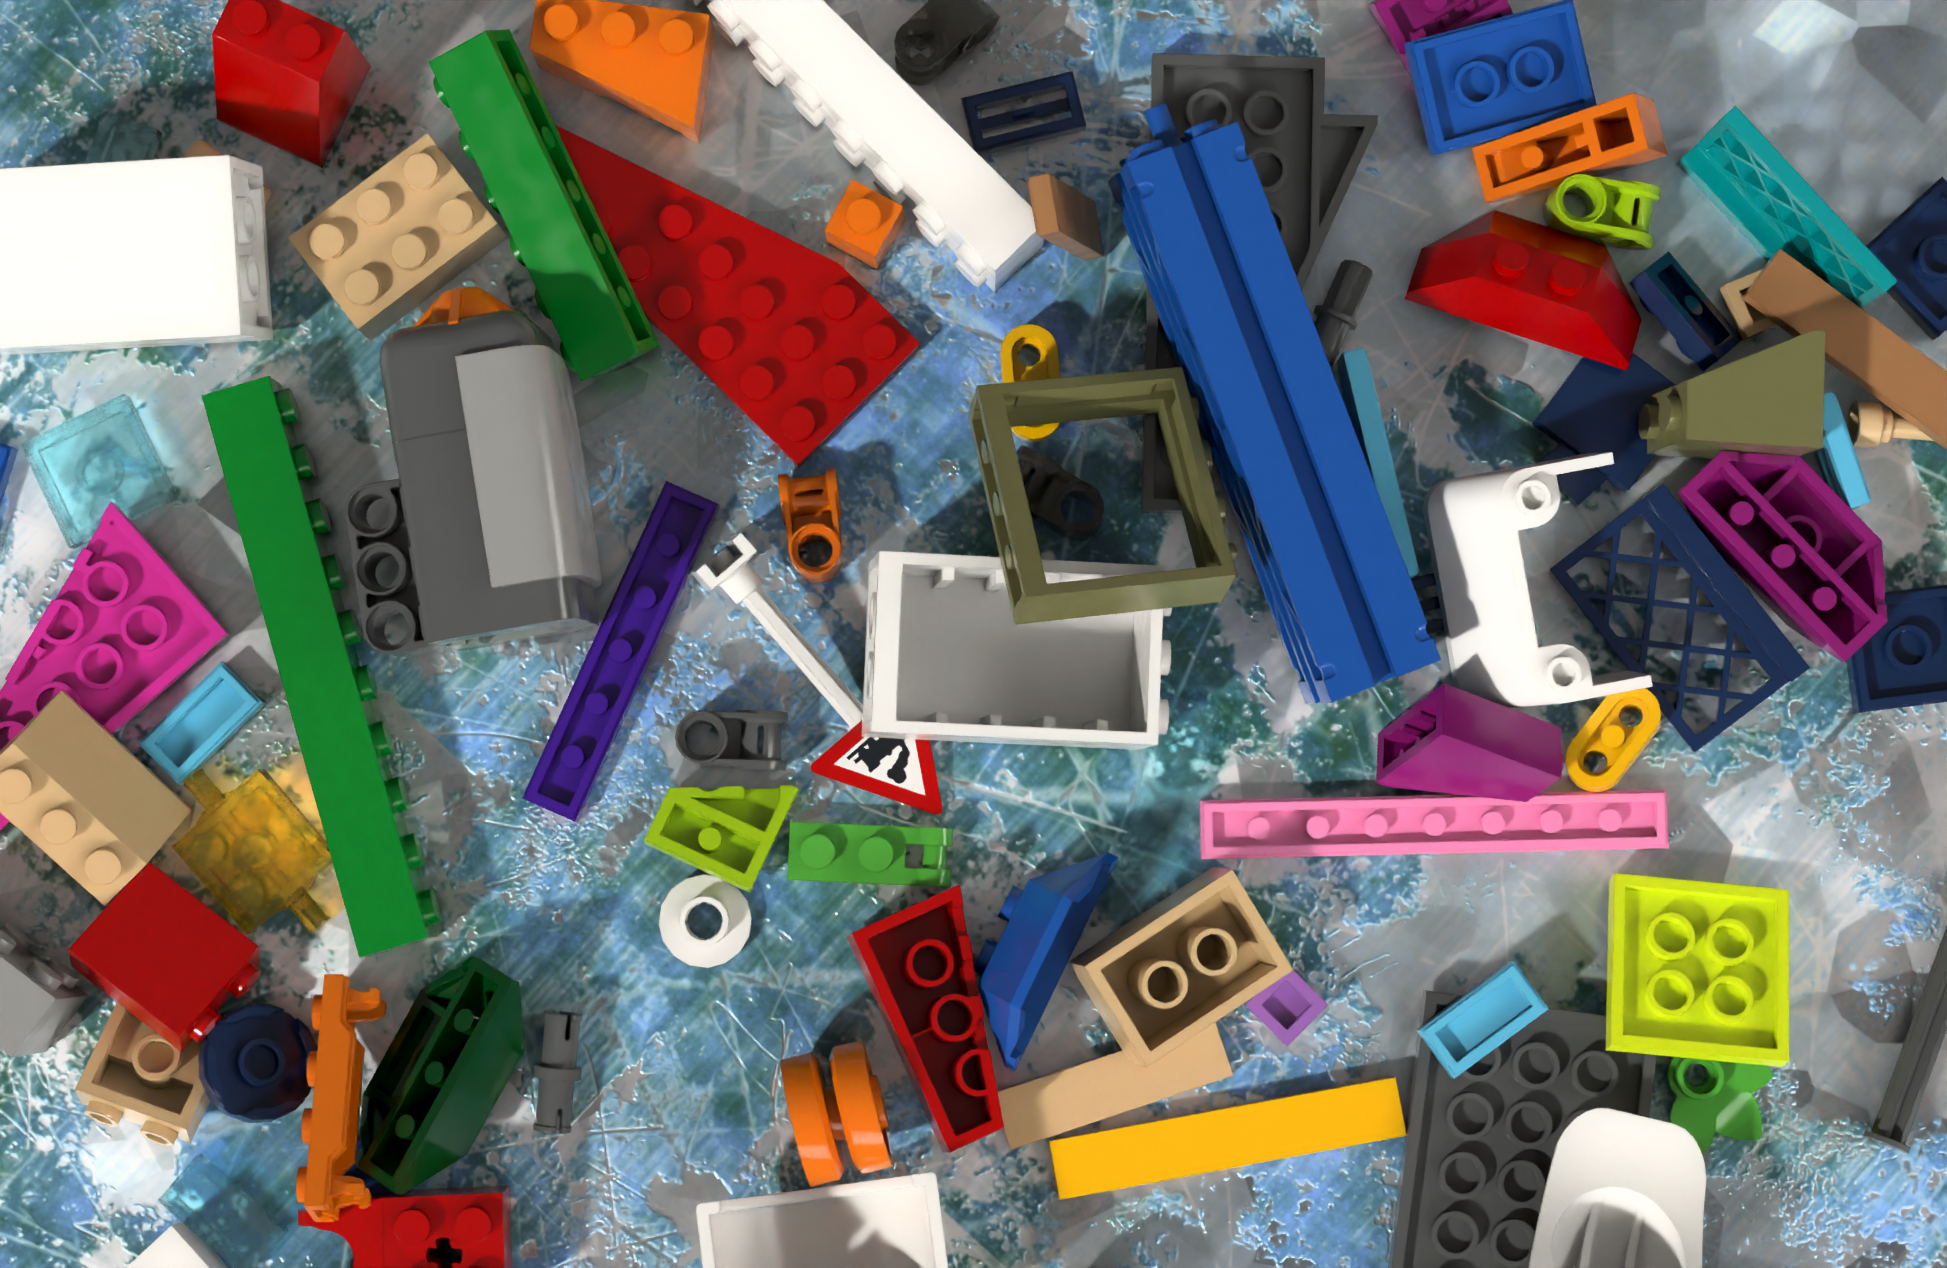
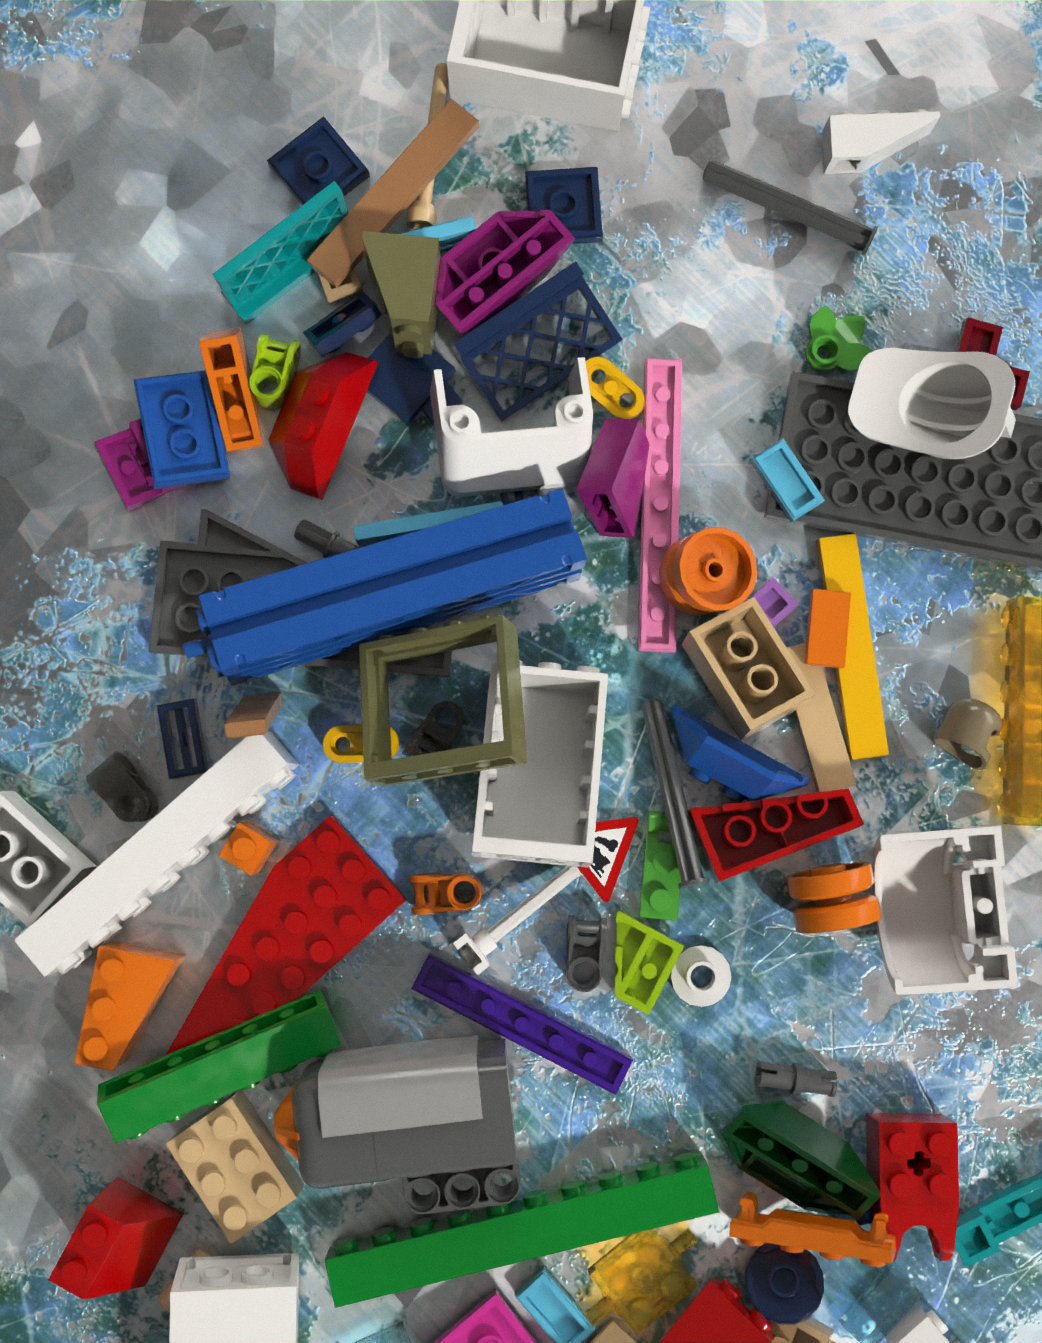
camera: 90 degrees left, 0 degrees up
(980, 861) = (673, 795): none -> dark grey axle
(1251, 1093) = (827, 628): none -> orange tile
(1336, 932) = (708, 572): none -> orange wheel
(1698, 970) = (761, 345): neon yellow plate -> none

